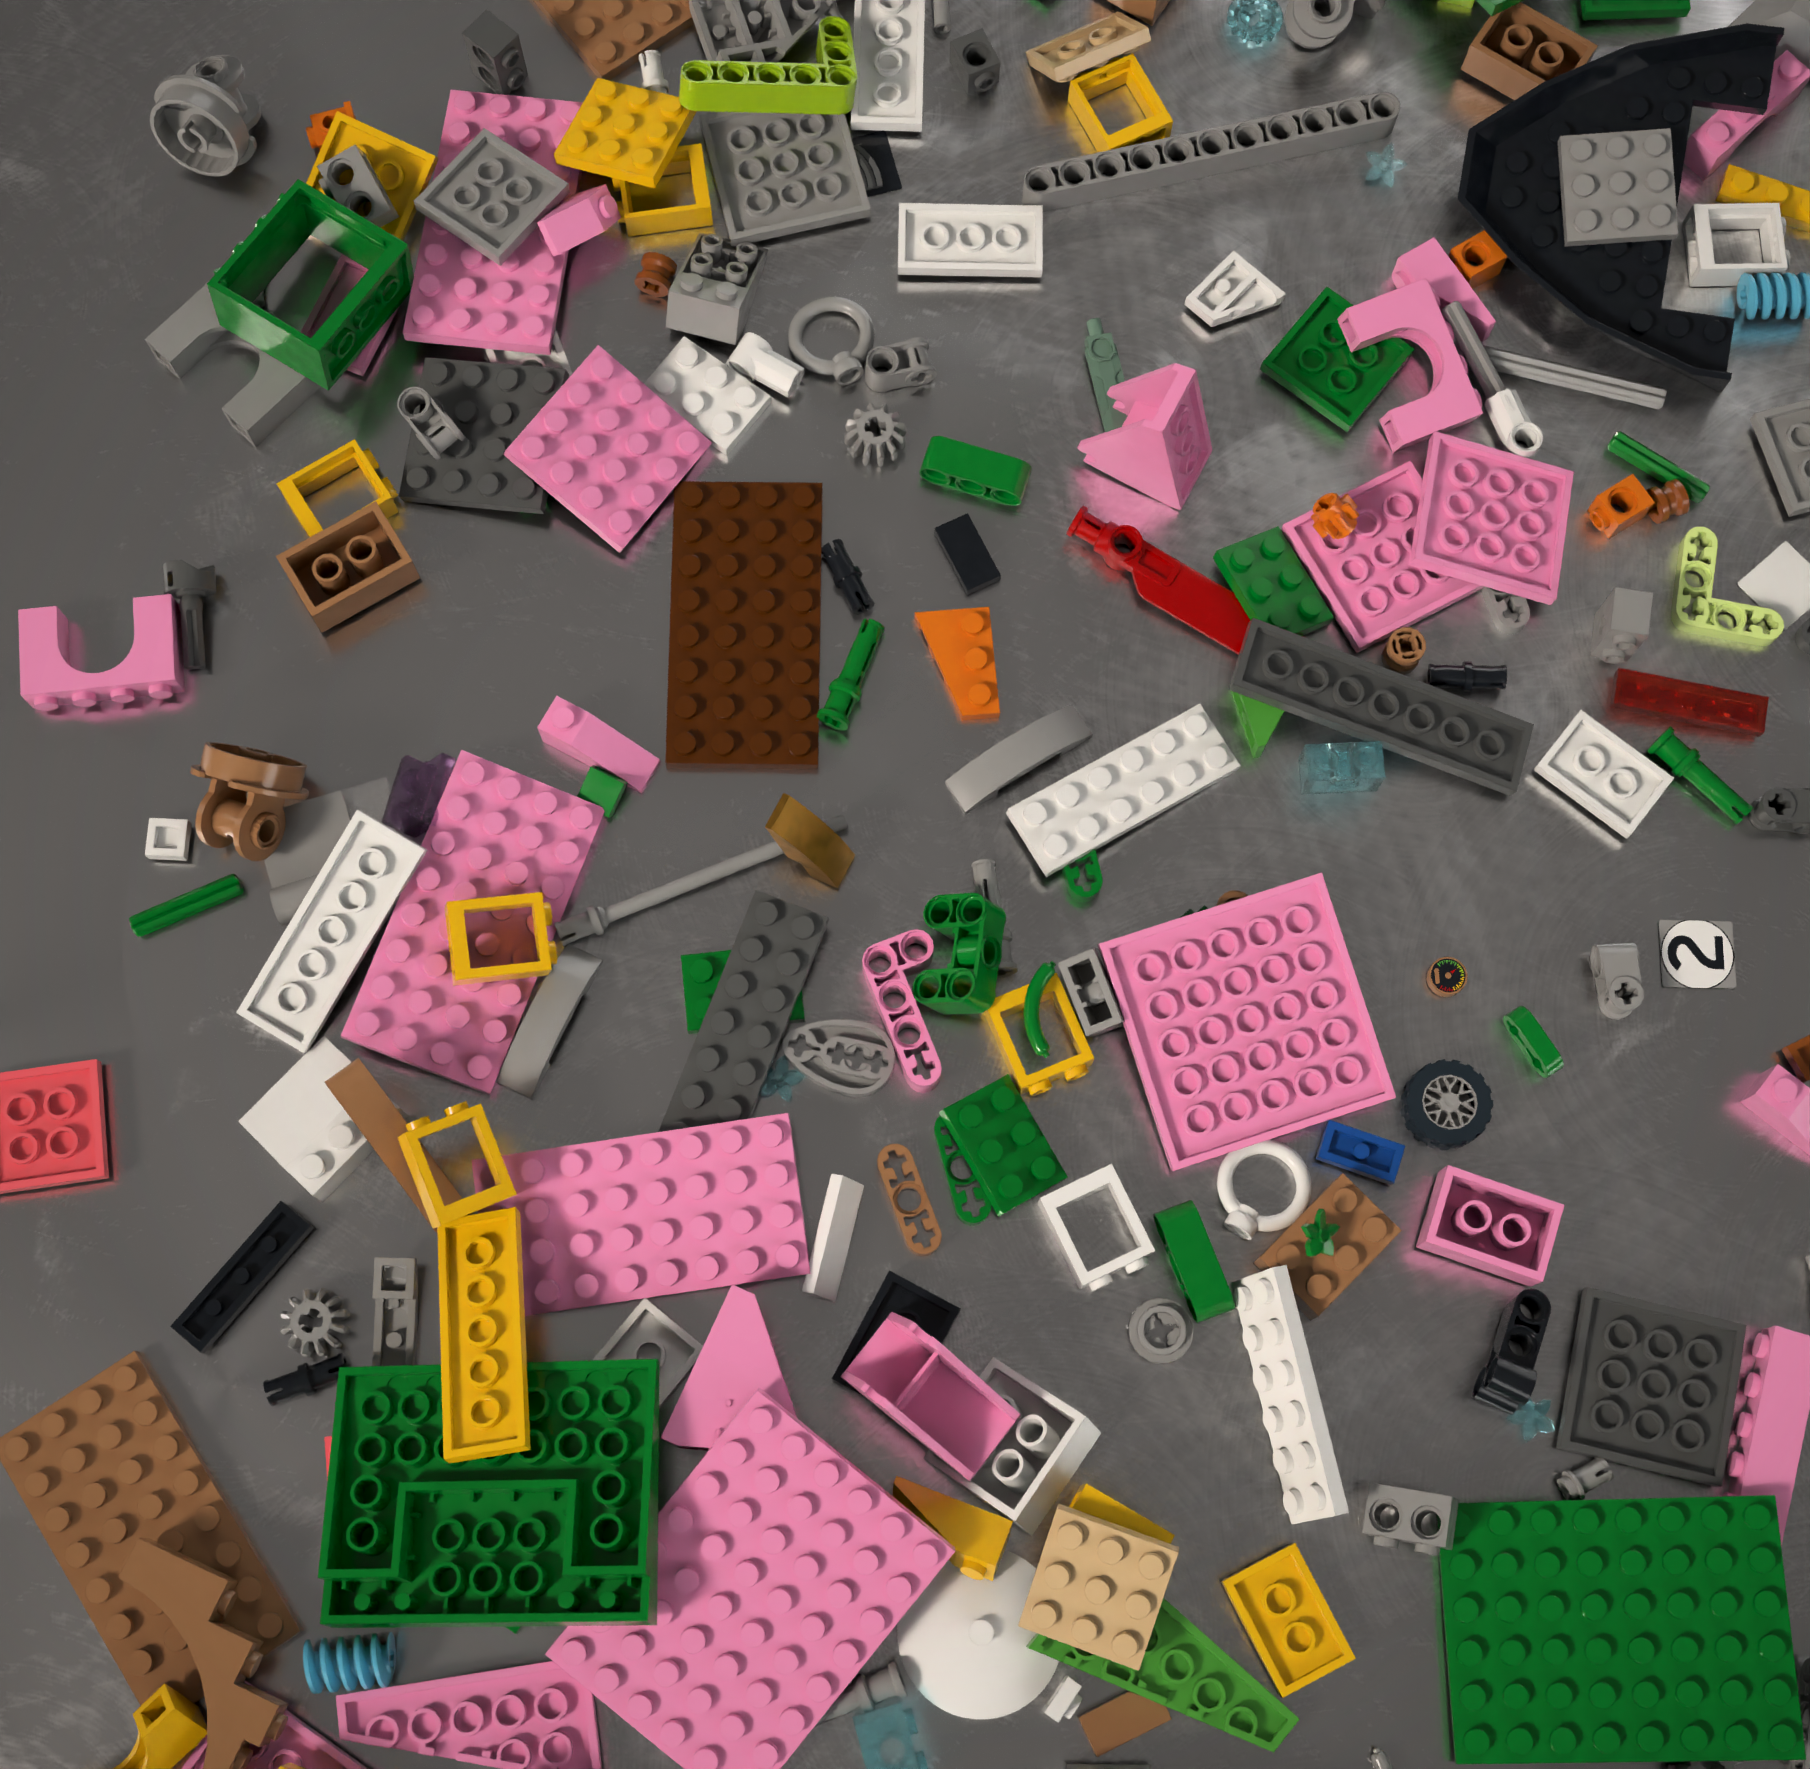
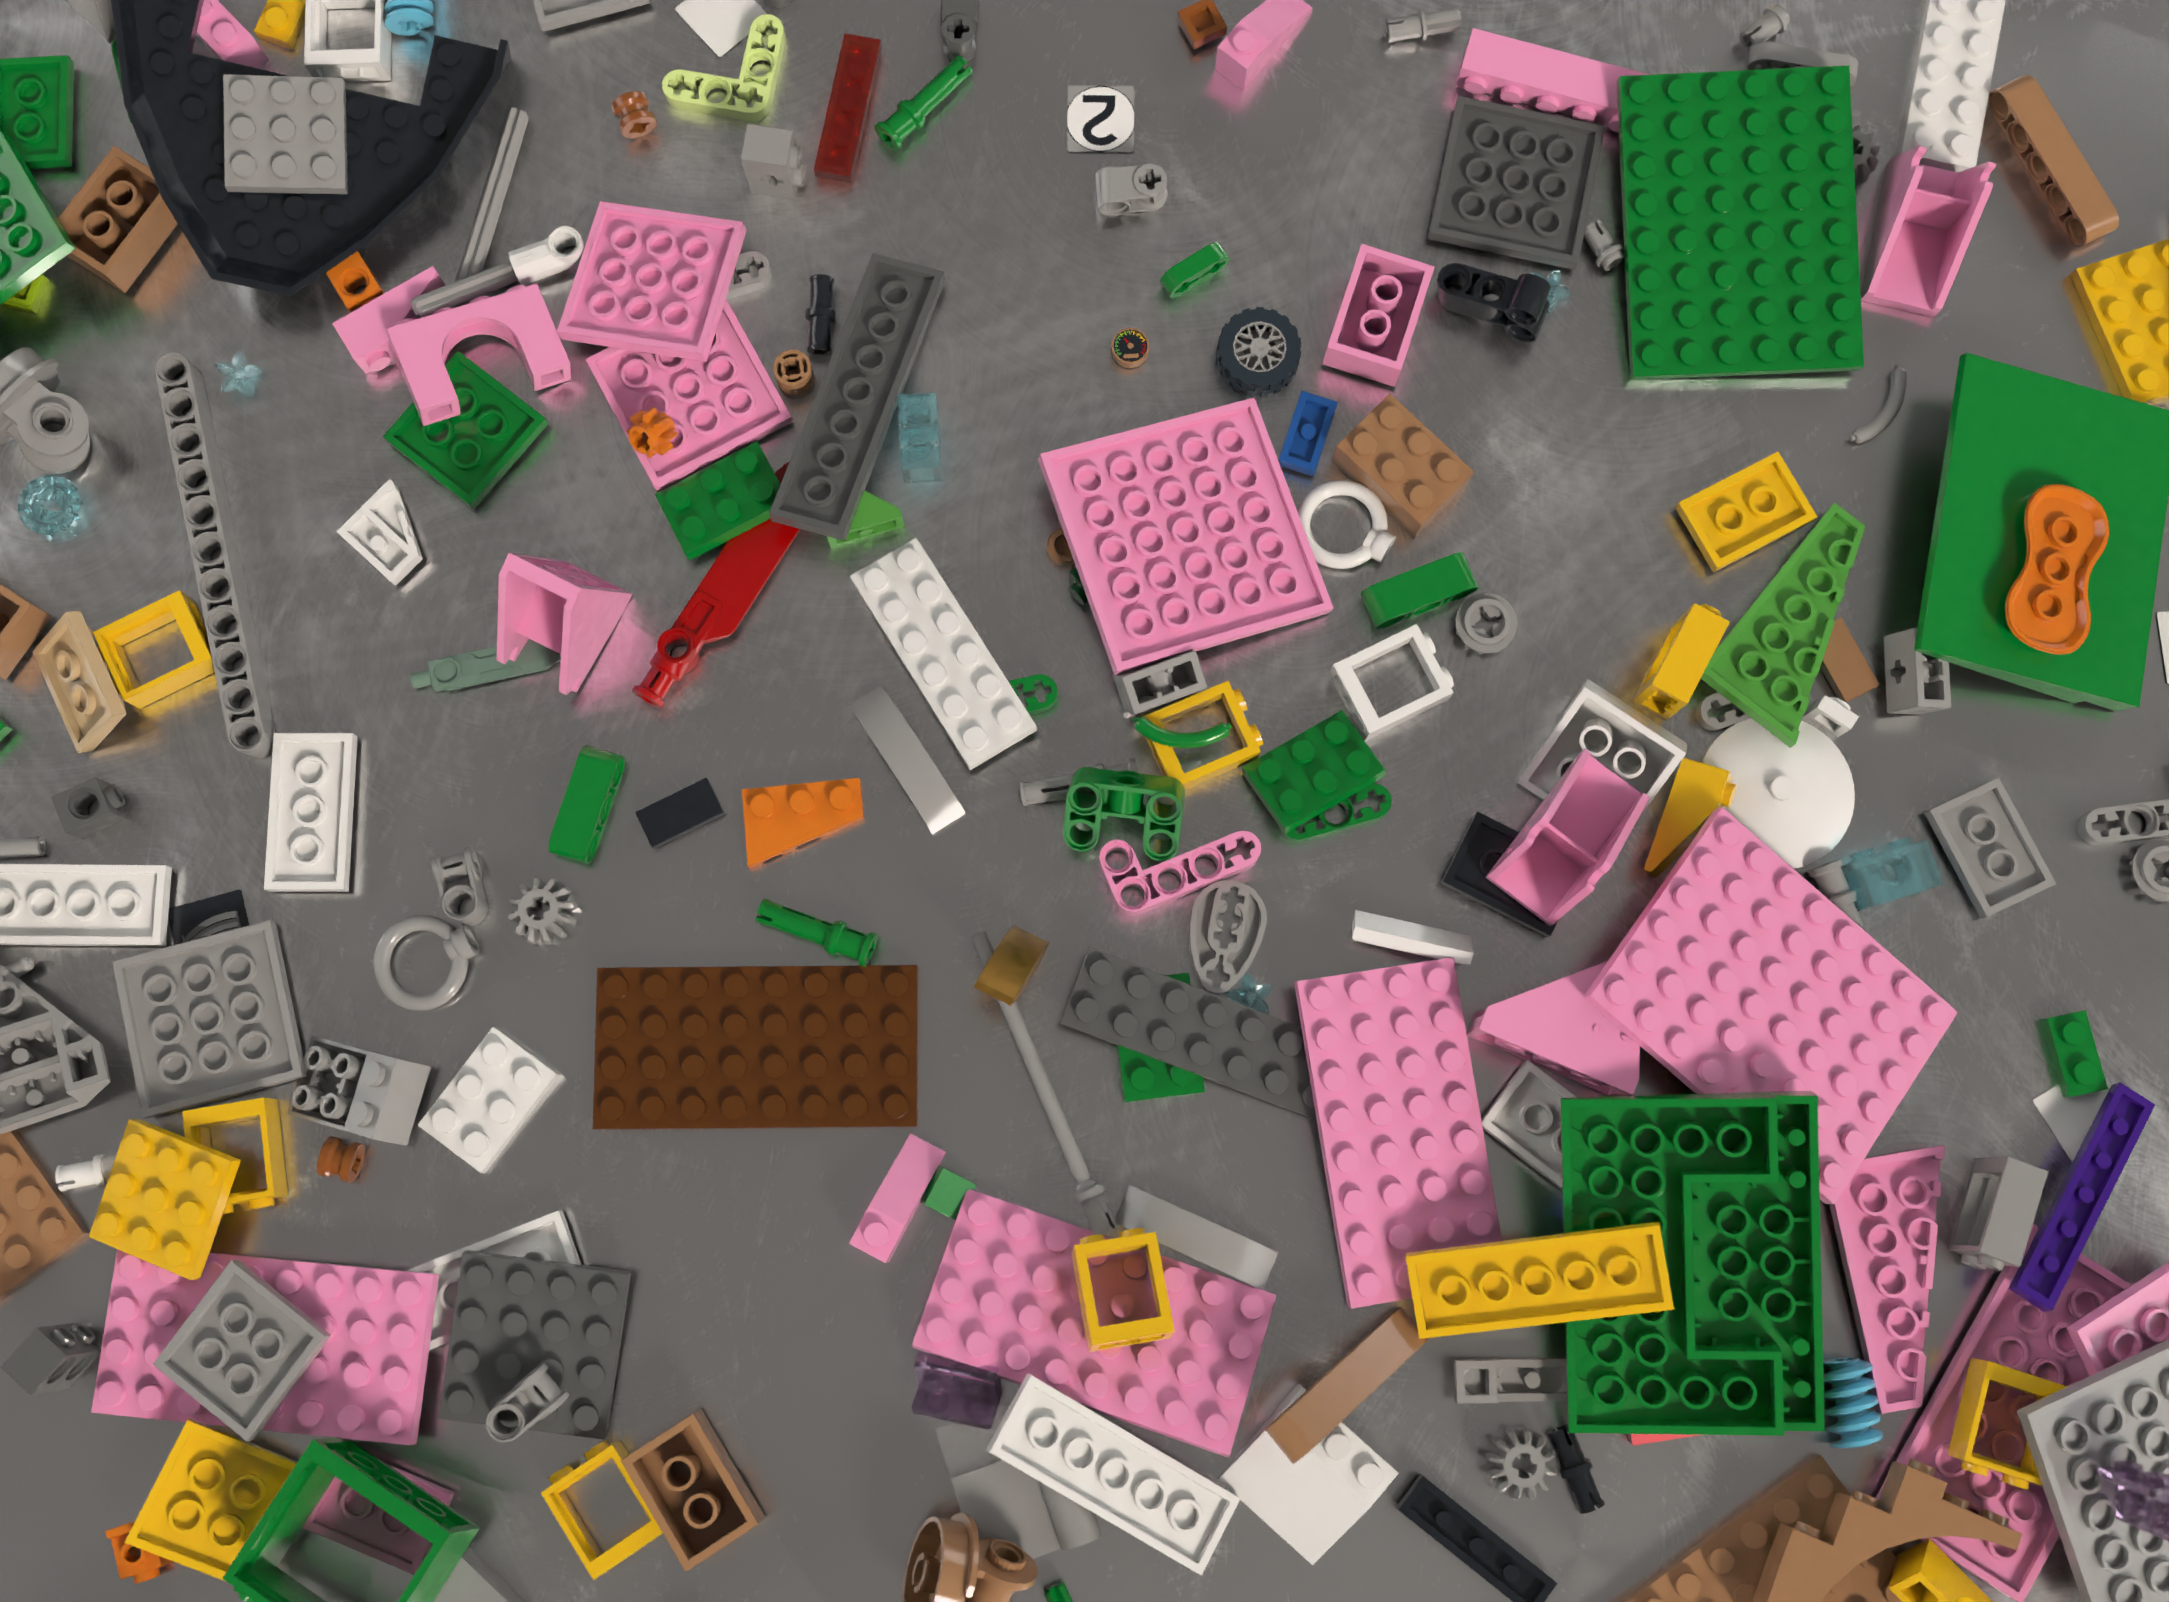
camera: 90 degrees left, 5 degrees up
(363, 187) = (225, 1502): light grey brick -> none
(424, 1181) = (1406, 1300): yellow window -> none
(579, 219) = (274, 1246): bright pink slope -> none
(608, 448) = (557, 1202): bright pink plate -> none
(757, 360) = (452, 1041): white piece -> none
(775, 85) = (118, 1020): lime beam -> none
(847, 577) = (705, 938): black pin -> none
(888, 1175) = (1391, 843): medium nougat beam -> none
(1098, 1586) = (1744, 674): tan plate -> none
(1289, 1396) = (1547, 501): white plate -> none
(1319, 1235) = (1404, 465): green plant -> none
(1412, 1508) = (1641, 395): light grey brick -> none
(1603, 774) = (922, 191): white plate -> none
(1630, 497) = (635, 145): orange brick -> none
(1657, 465) = (592, 123): green axle -> none

